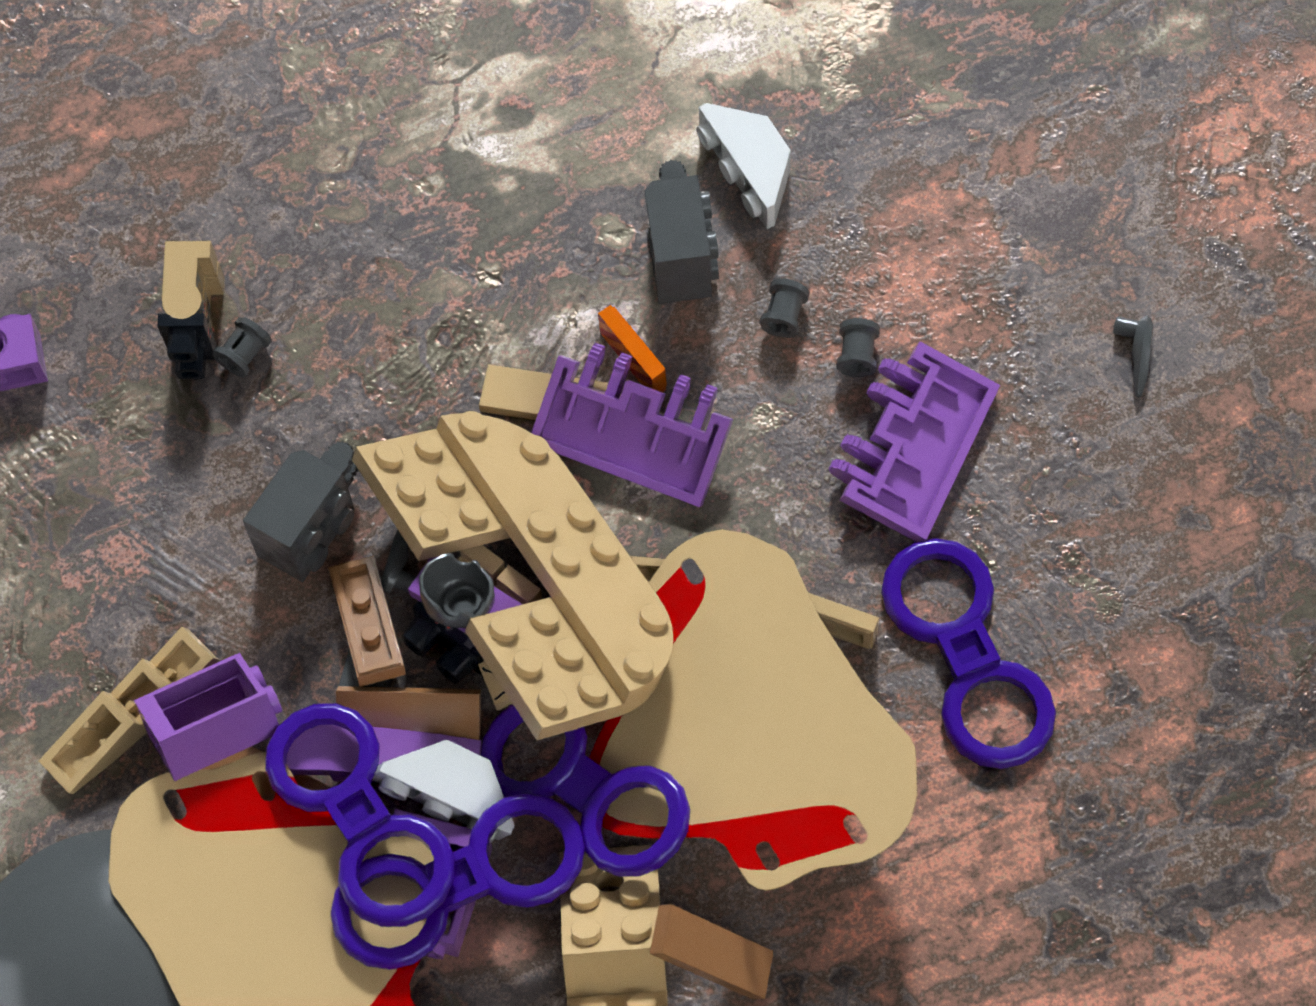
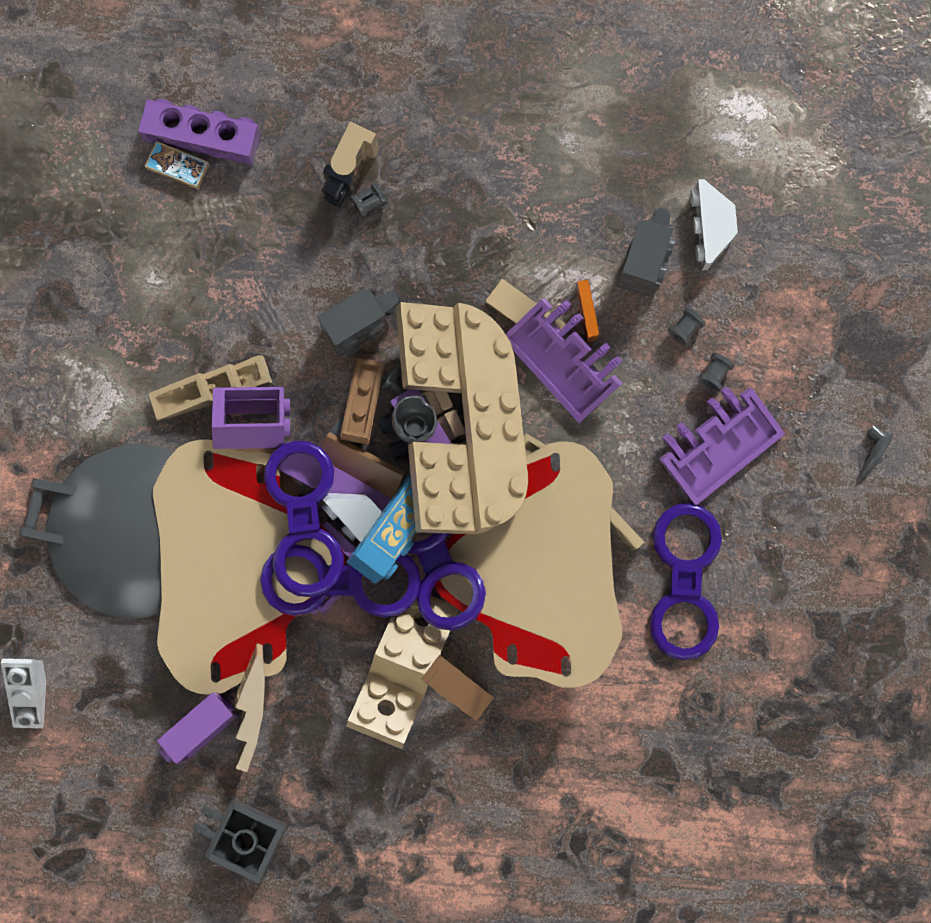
camera: 20 degrees right, 15 degrees up
(499, 775) = (387, 537): none -> dark azure brick

